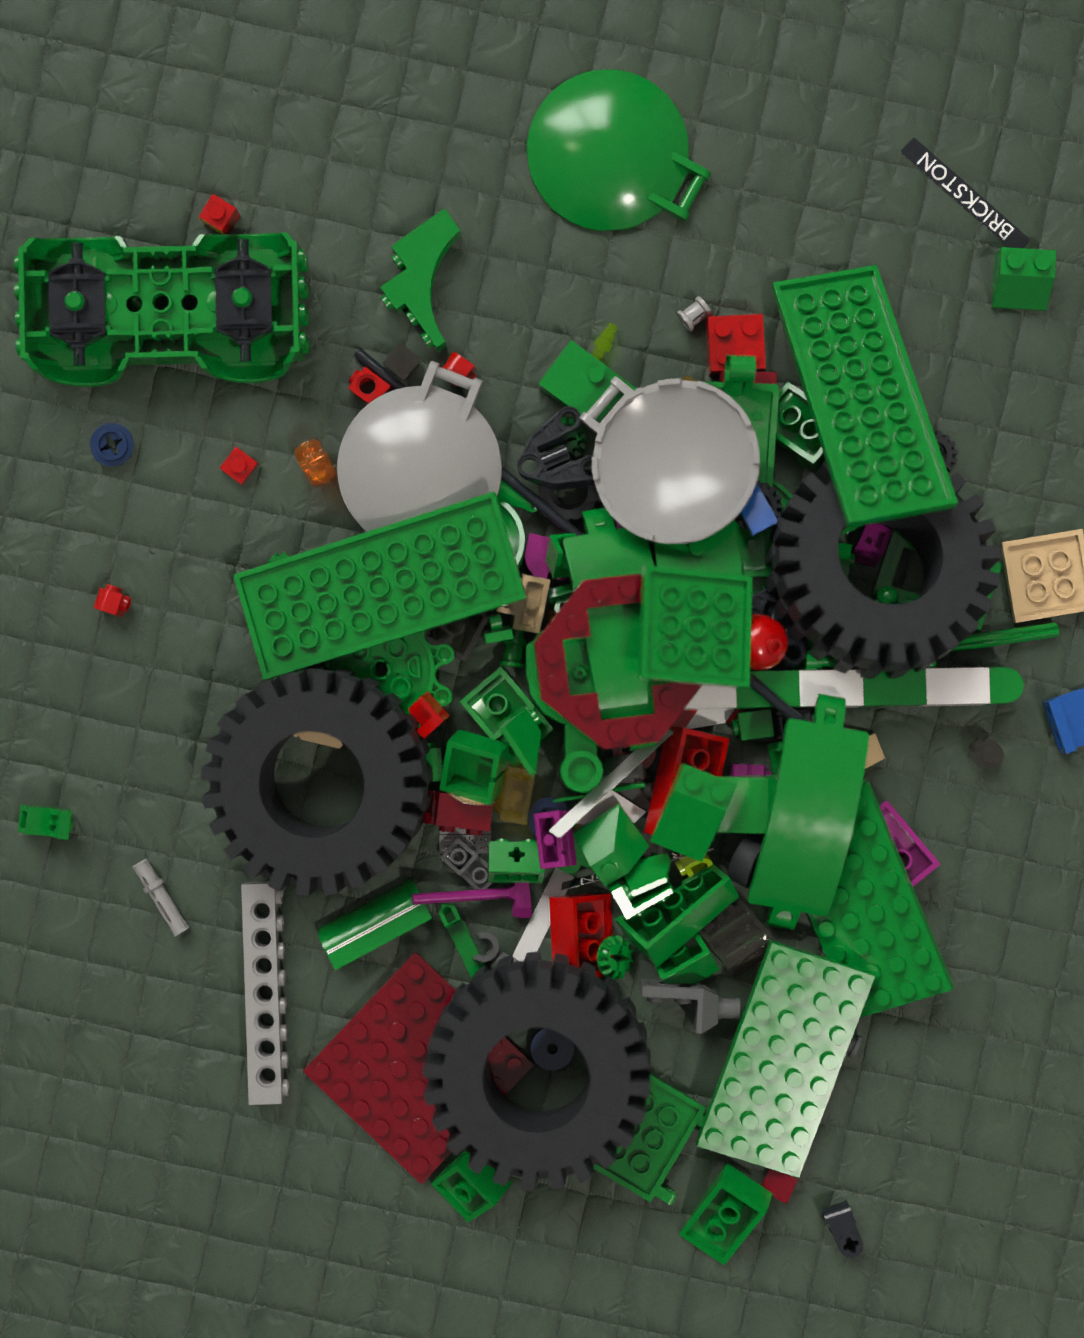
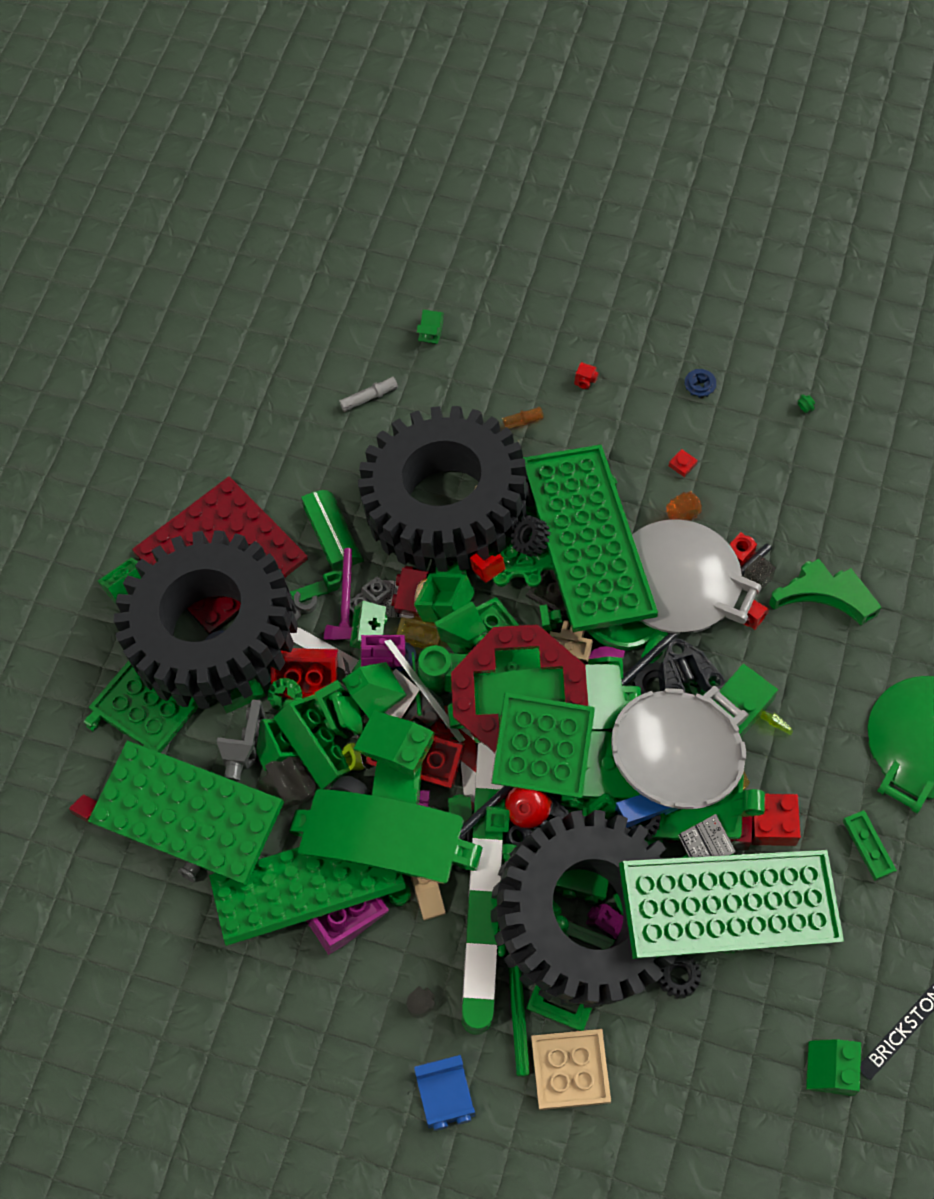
camera: 100 degrees right, 25 degrees down
(85, 336) = (784, 464): green piece -> none
(184, 683) = (523, 417): none -> clear orange axle
(219, 215) = (871, 458): red brick -> none
(259, 1089) = (282, 447): light grey brick -> none
(389, 672) = (538, 539): none -> black tyre
(694, 314) = (798, 787): light grey bush -> none
(726, 1214) = (69, 764): green slope -> none
(747, 548) = (605, 803): none -> green tile
(756, 232) = (869, 845): none -> green plate
(780, 678) = (497, 819): none -> green plate
(784, 425) = (707, 839): none -> light grey sticker
(842, 1225) = (40, 853): black piece -> none

